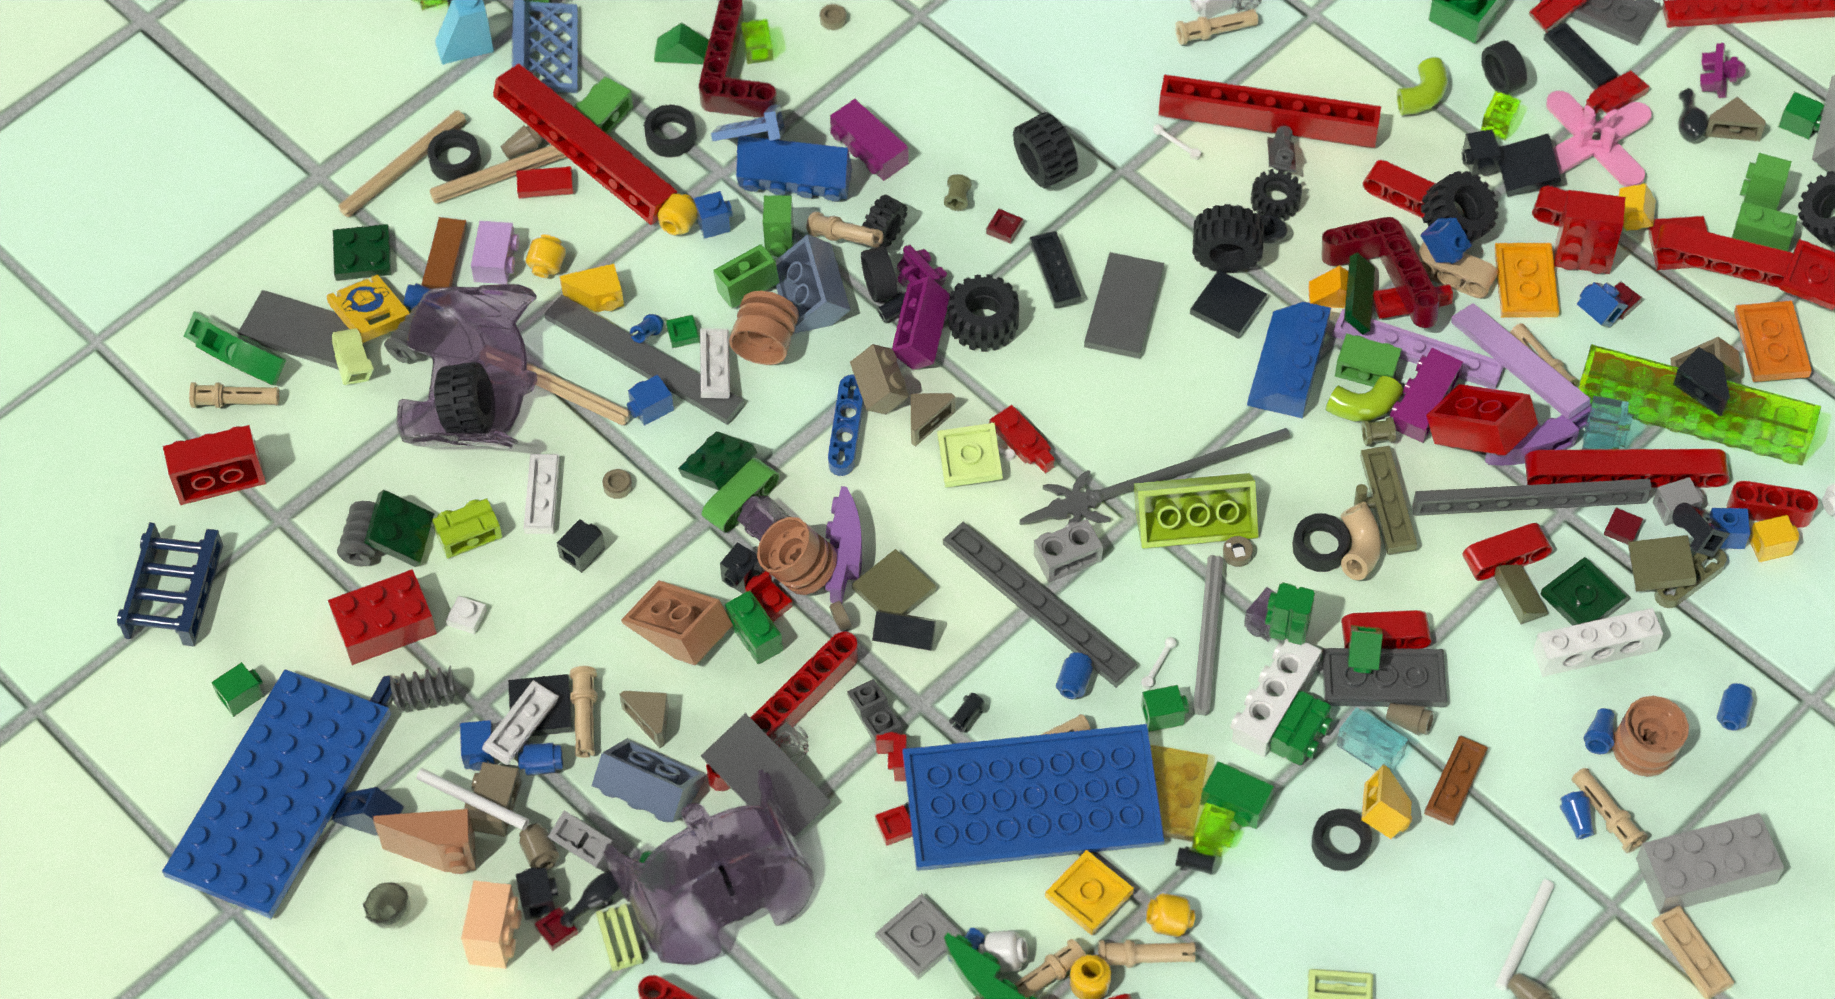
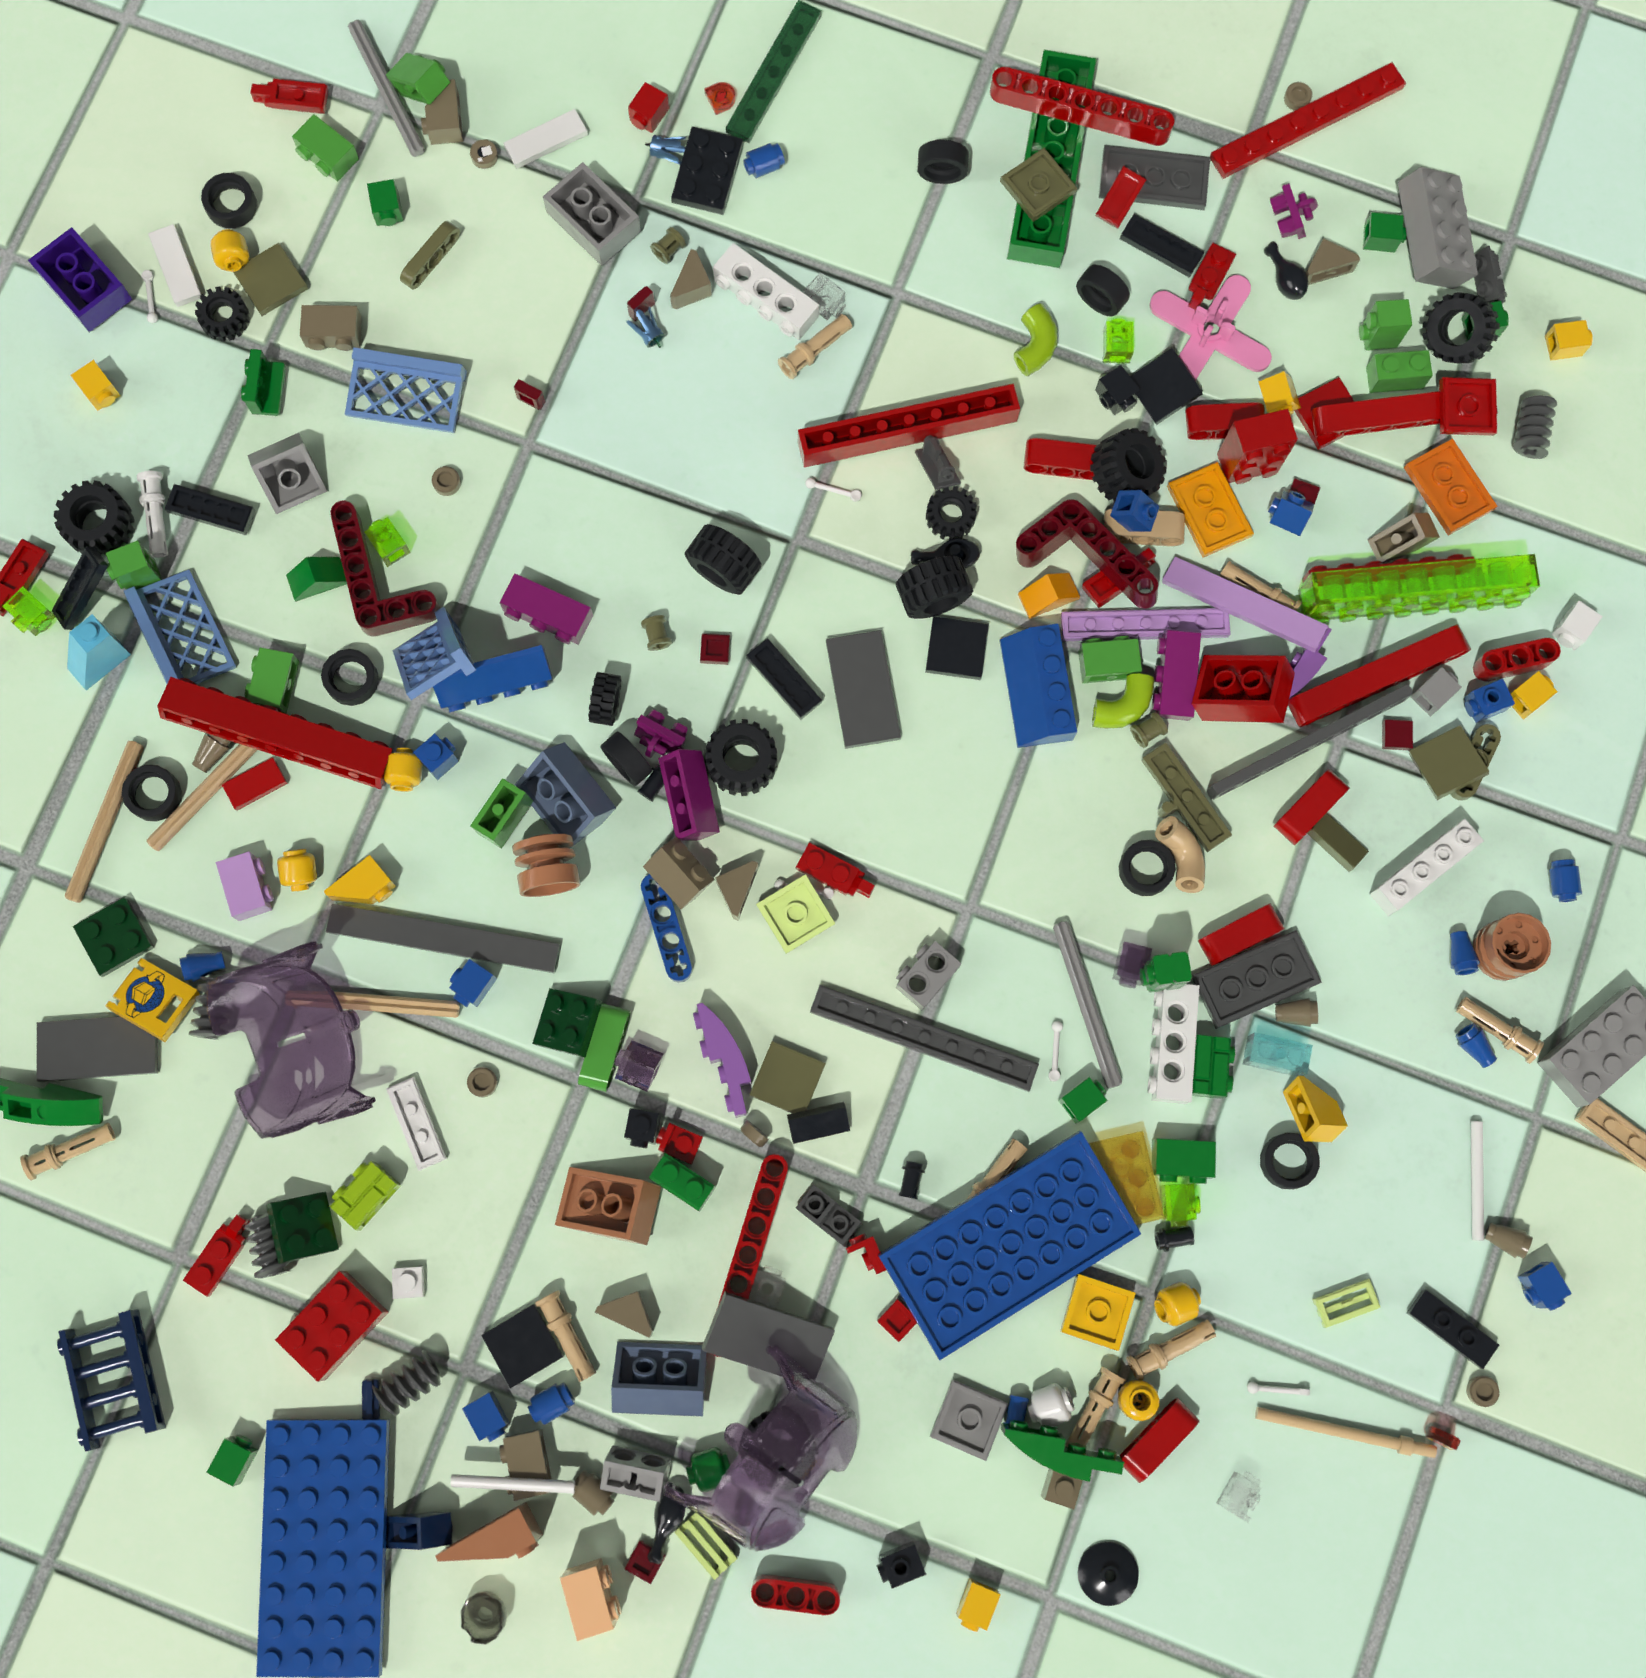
camera: 30 degrees left, 20 degrees up
(214, 464) = (89, 1241): red brick -> none
(313, 528) = (217, 1257): none -> red hinge
(351, 356) = (162, 1061): yellowish green leg -> none
(444, 253) = (196, 906): dark orange tile -> none
(464, 399) = (301, 1073): black tyre -> none
(520, 722) = (517, 1381): white tile -> none
(536, 892) = (612, 1539): black brick -> none
(581, 545) = (481, 1165): black brick -> none
(651, 325) = (434, 901): blue pin -> none
(682, 331) = (465, 892): green tile -> none
(714, 363) = (514, 917): white tile -> none
(778, 224) = (507, 747): bright green brick -> none
(797, 555) = (691, 1099): nougat wheel -> none
(834, 229) = (561, 725): tan pin -> none
(1074, 676) = (990, 1102): blue brick -> none
(1078, 502) = (913, 918): dark grey piece -> none
(1196, 510) = (1023, 882): lime slope -> none
(1237, 551) = (1076, 907): dark tan tile -> none
(1359, 293) = (1074, 593): dark green tile -> none
(1364, 648) = (1236, 968): green brick -> none
(1456, 780) = (1359, 1055): dark orange tile -> none
(1583, 594) = (1393, 822): dark green plate -> none
(1606, 424) = (1349, 644): clear light blue brick -> none
(1702, 526) = (1472, 716): black leg -> none
(1704, 380) = (1431, 574): black slope -> none

